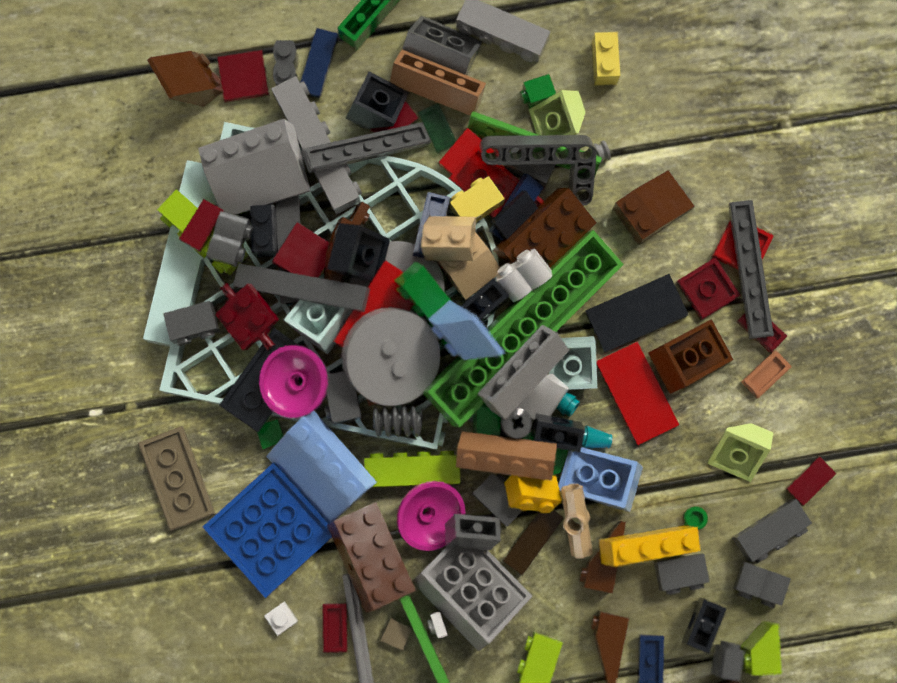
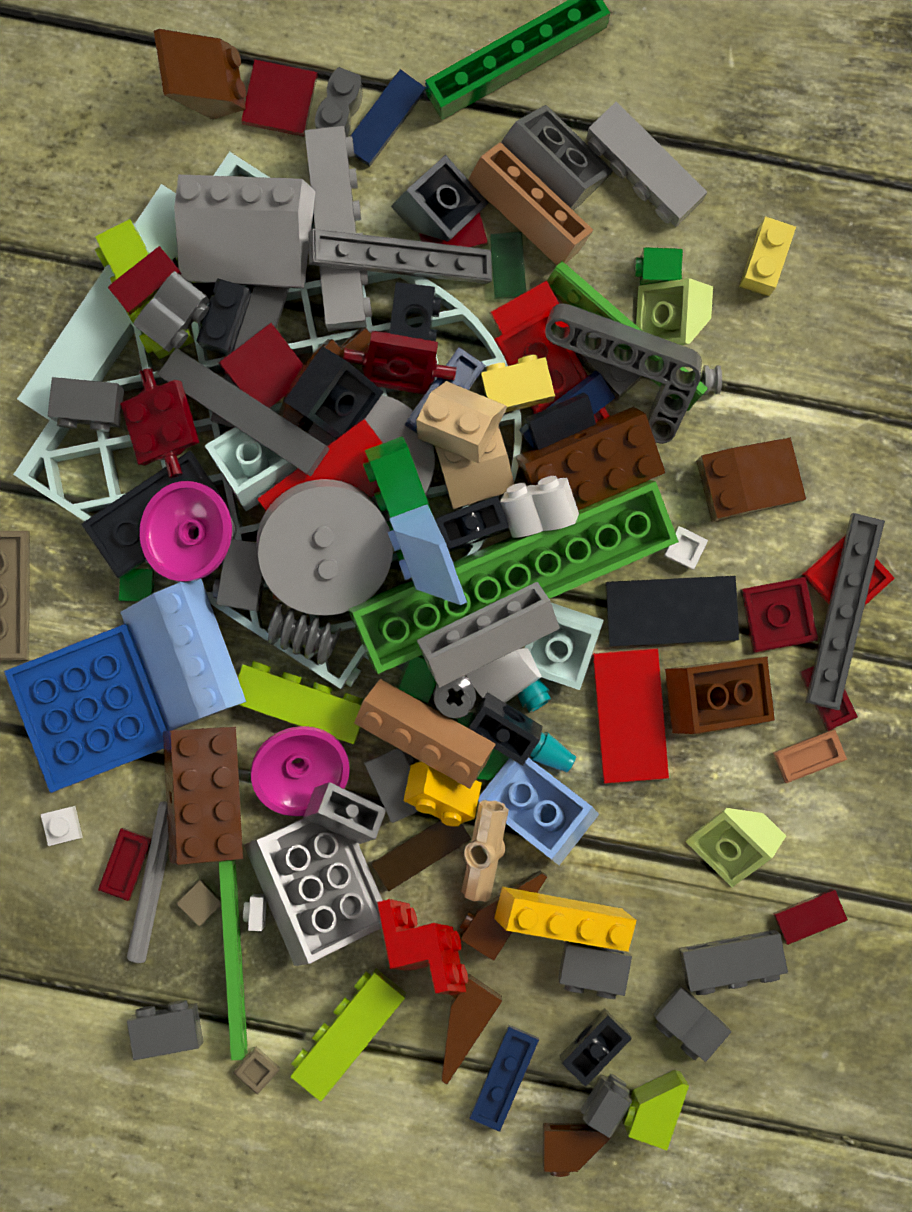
camera: 25 degrees right, 5 degrees up
(382, 174) = (411, 300): none -> black brick
(394, 215) = (400, 362): none -> dark red plate
(561, 601) = (422, 947): none -> red bracket
(631, 269) = (688, 548): none -> white plate
(695, 517) = (641, 905): green tile -> none

